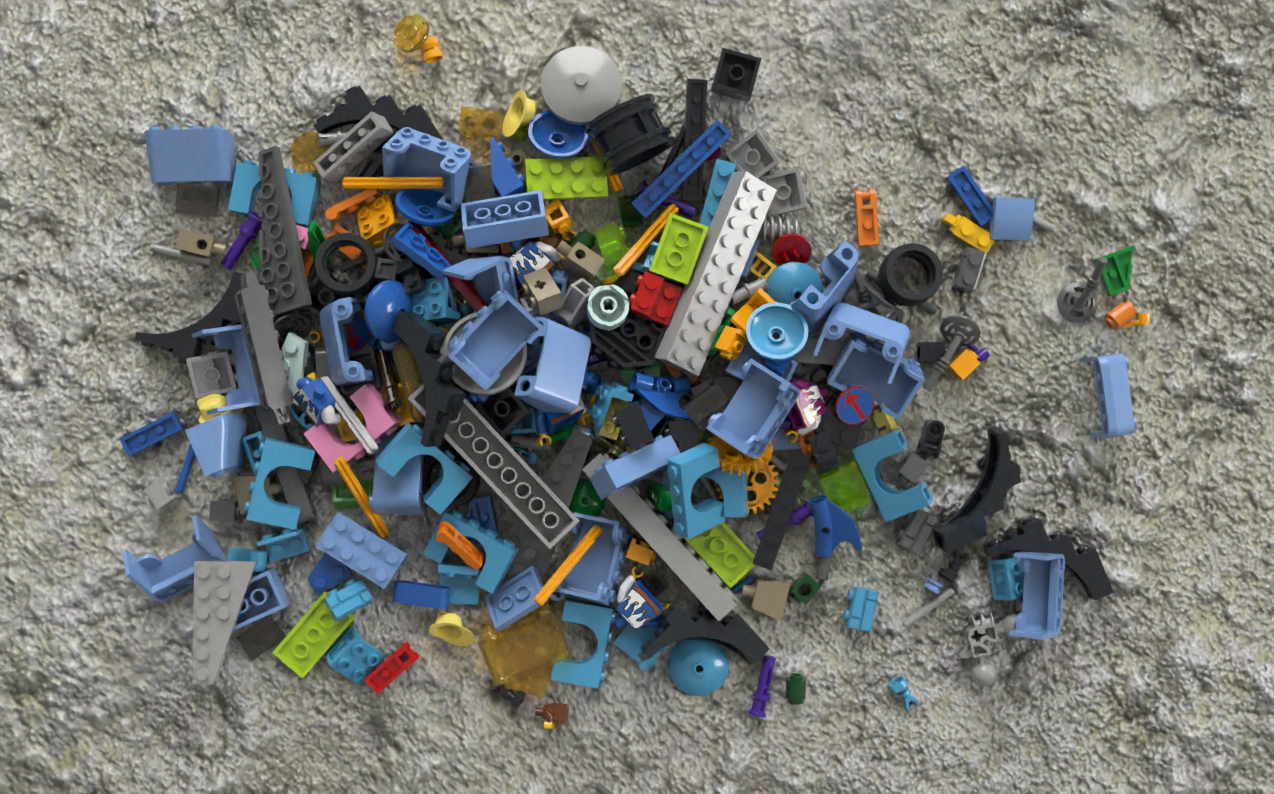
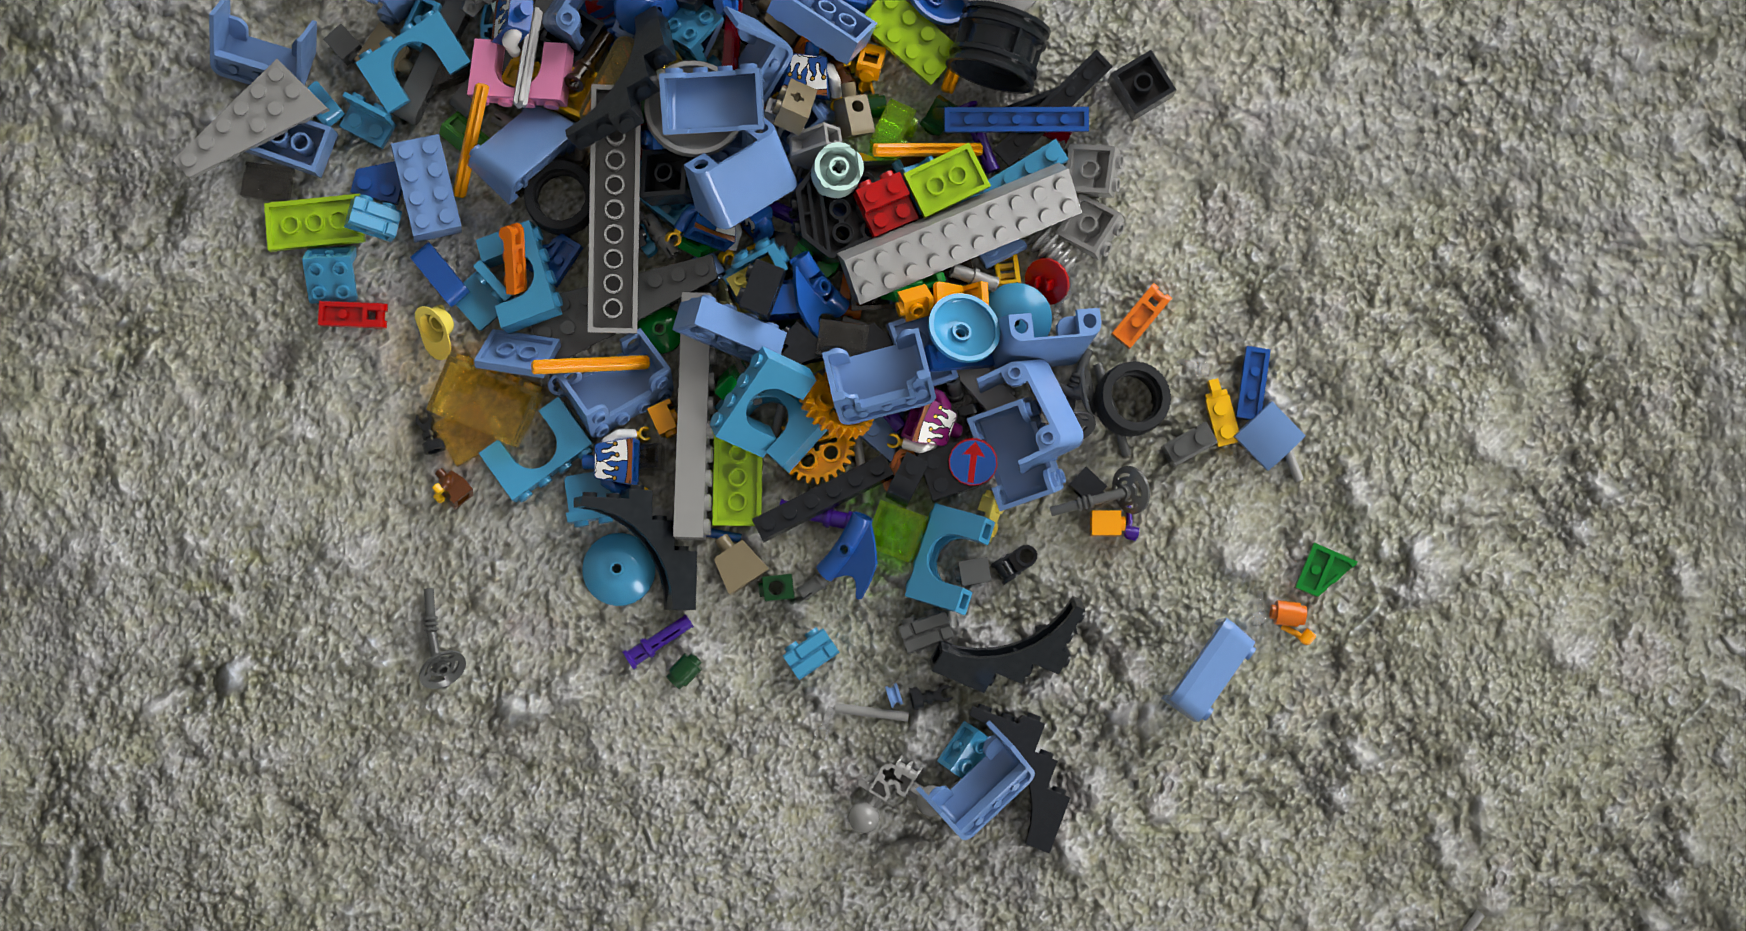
camera: 45 degrees right, 5 degrees down
(453, 475) = (568, 191): dark azure arch -> none
(899, 686) = (779, 756): dark azure piece -> none
(1081, 298) = (1268, 563): dark grey dish -> none

